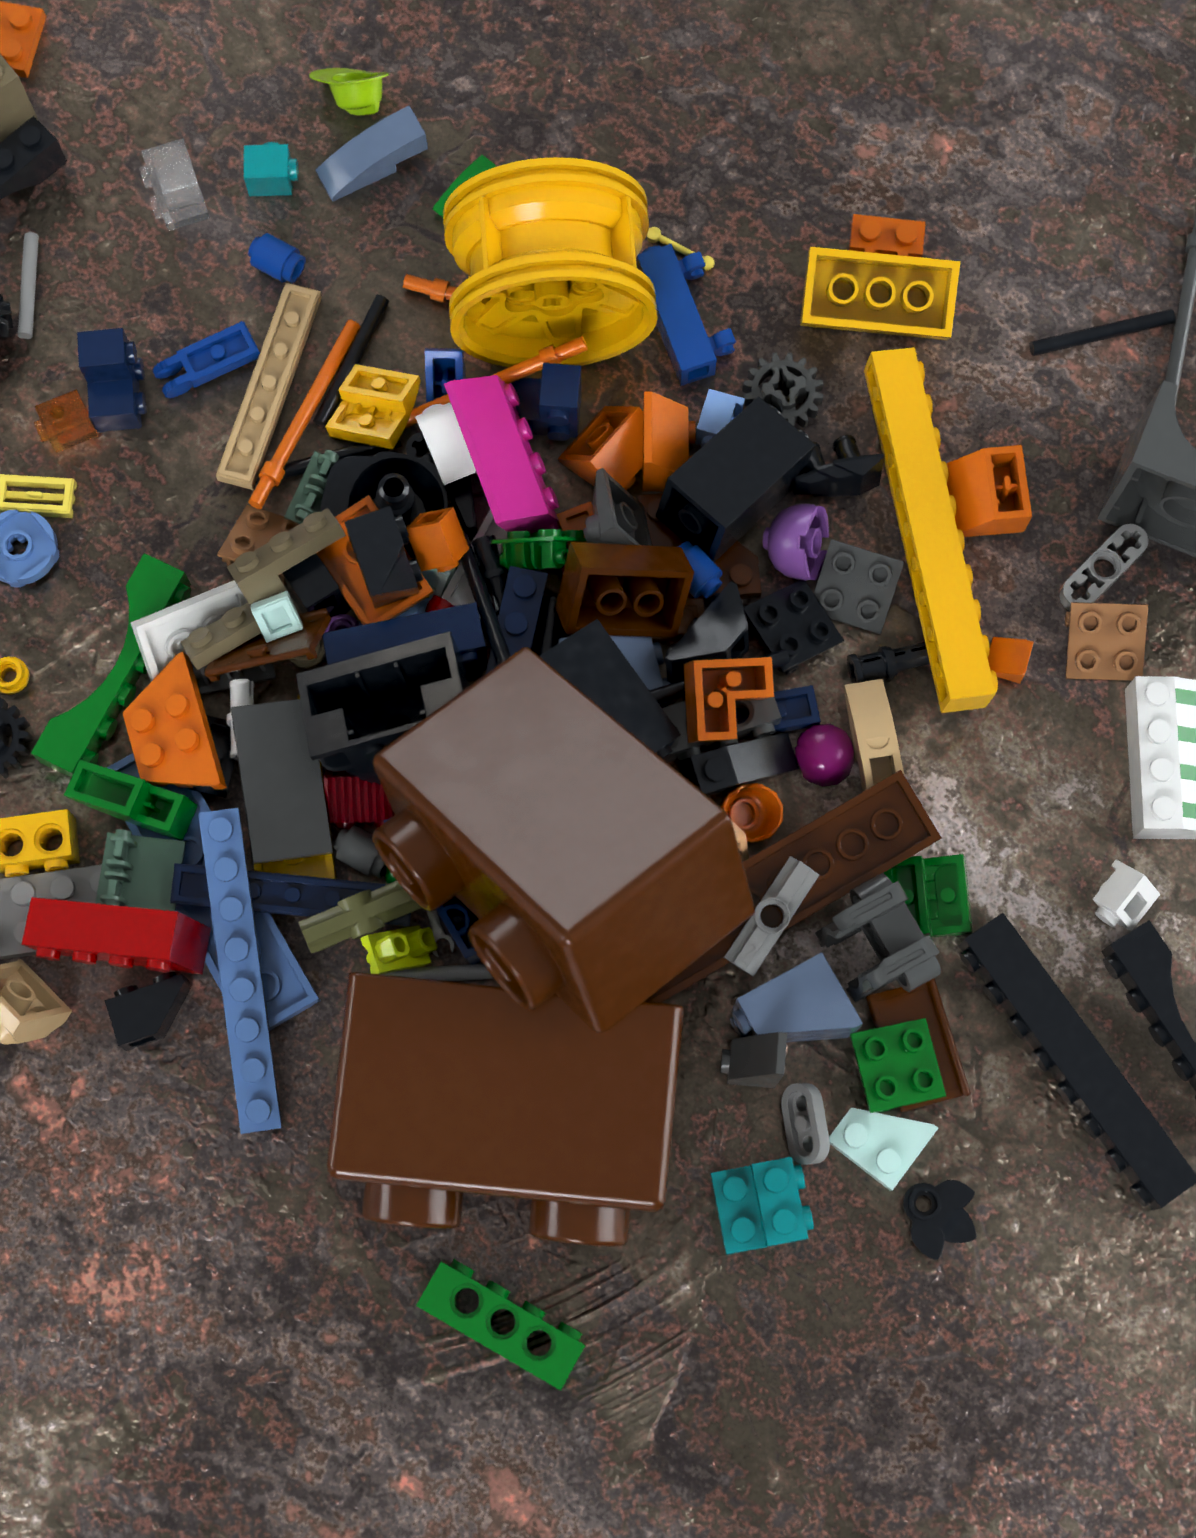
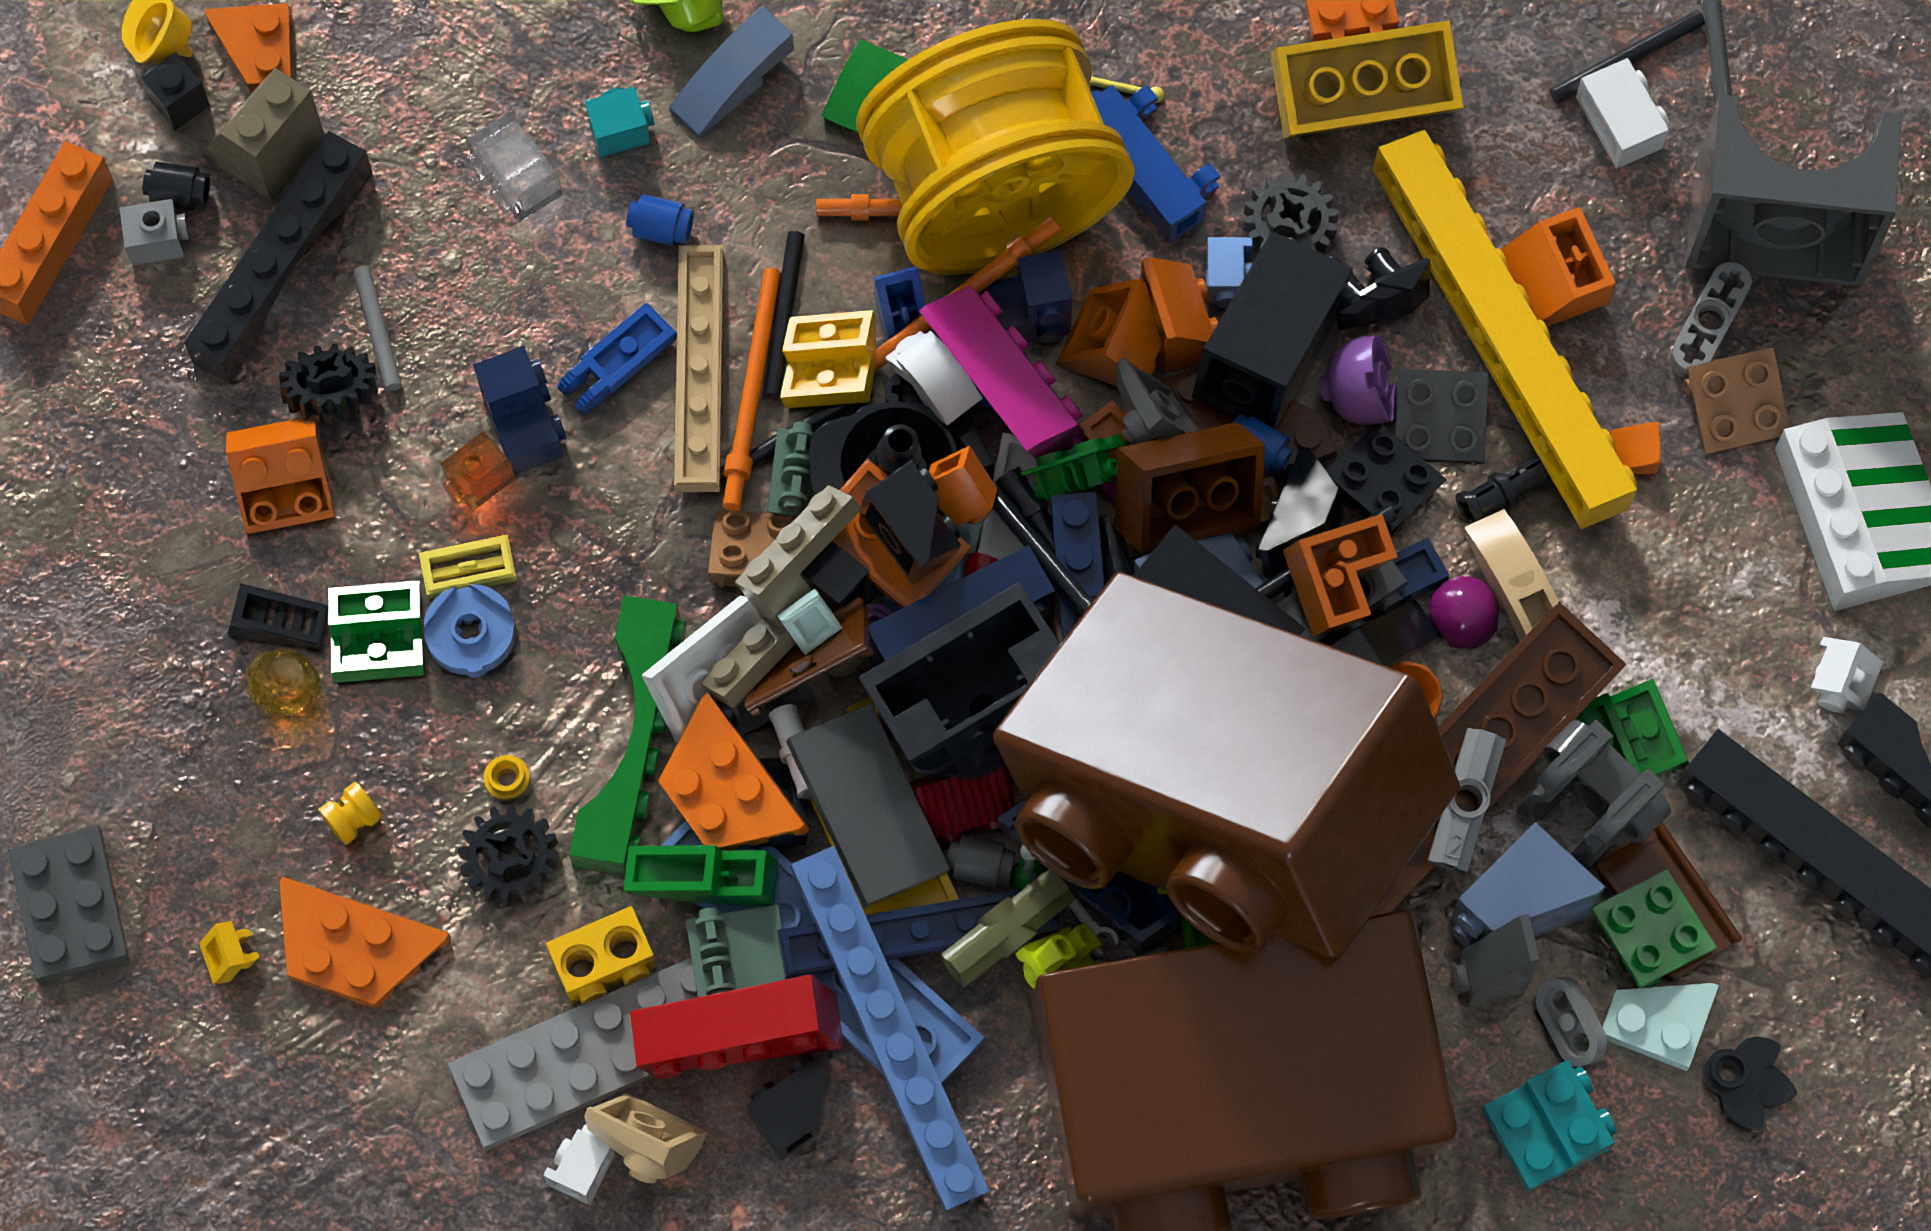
camera: 15 degrees left, 5 degrees down
(1084, 377) = (1623, 112): none -> white brick

